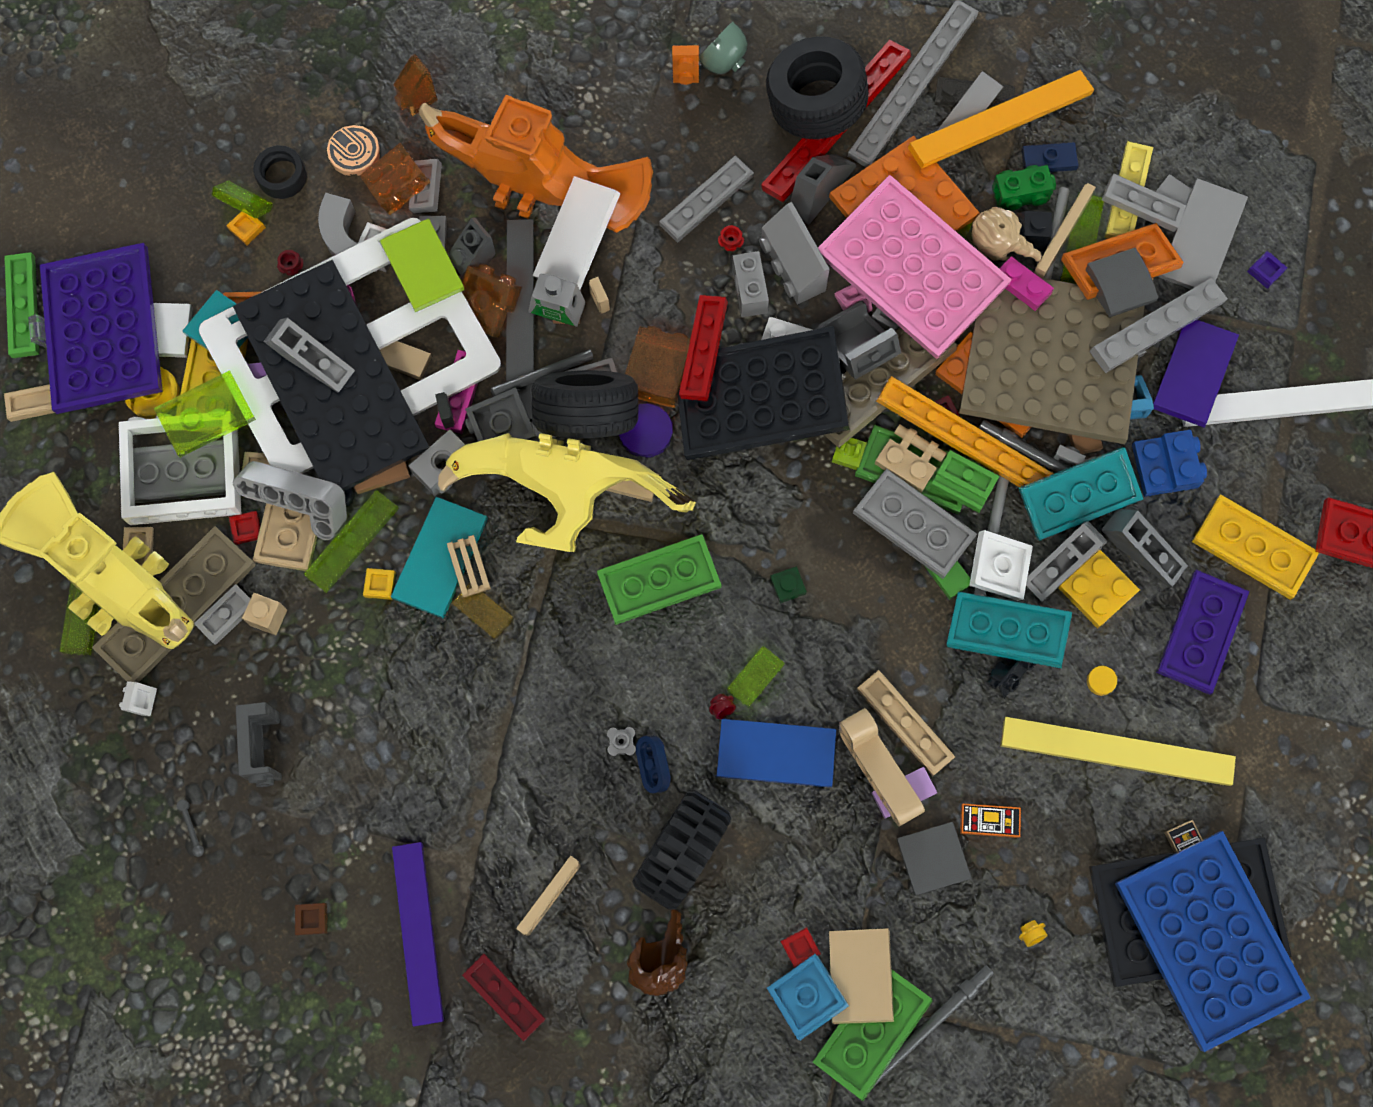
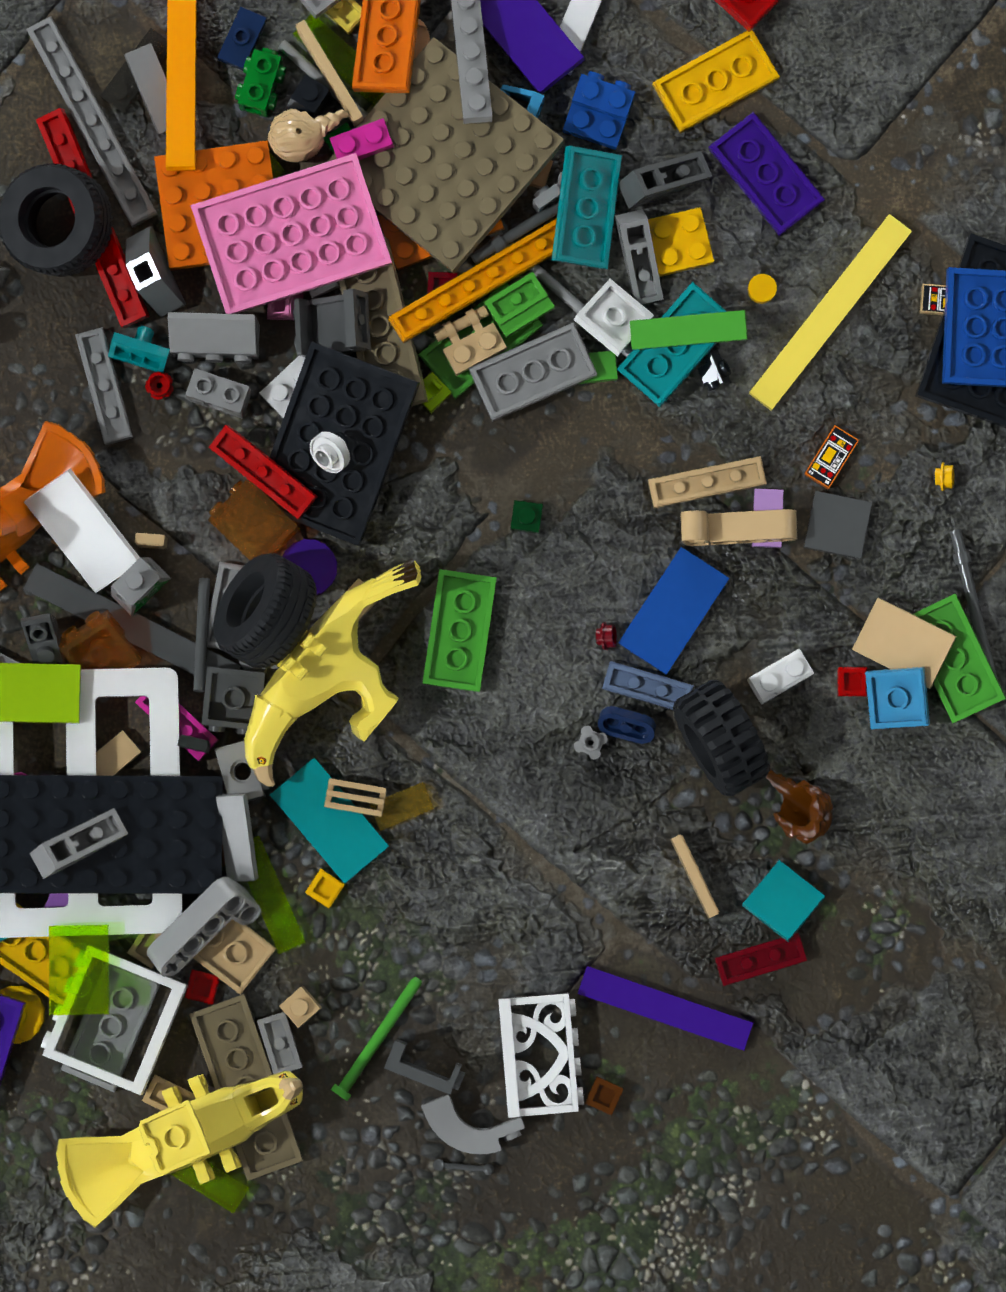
camera: 60 degrees left, 10 degrees up
(138, 698) = (319, 1160): white tile -> none
(209, 687) = (376, 1040): none -> bright green bar
(215, 812) = (463, 1137): none -> light grey arch
(279, 839) = (519, 1090): none -> white fence
(383, 486) = (237, 837): none -> light grey tile
(567, 990) = (783, 901): none -> teal tile
(696, 759) = (644, 685): none -> sand blue tile
(749, 387) = (329, 452): none -> white plate
(750, 207) = (139, 350): none -> teal tile
(755, 676) = (595, 591): clear neon green tile -> none
(768, 877) = (780, 676): none -> white brick
(1028, 631) = (688, 330): none -> bright green tile
(1122, 282) = (411, 52): dark grey slope -> none

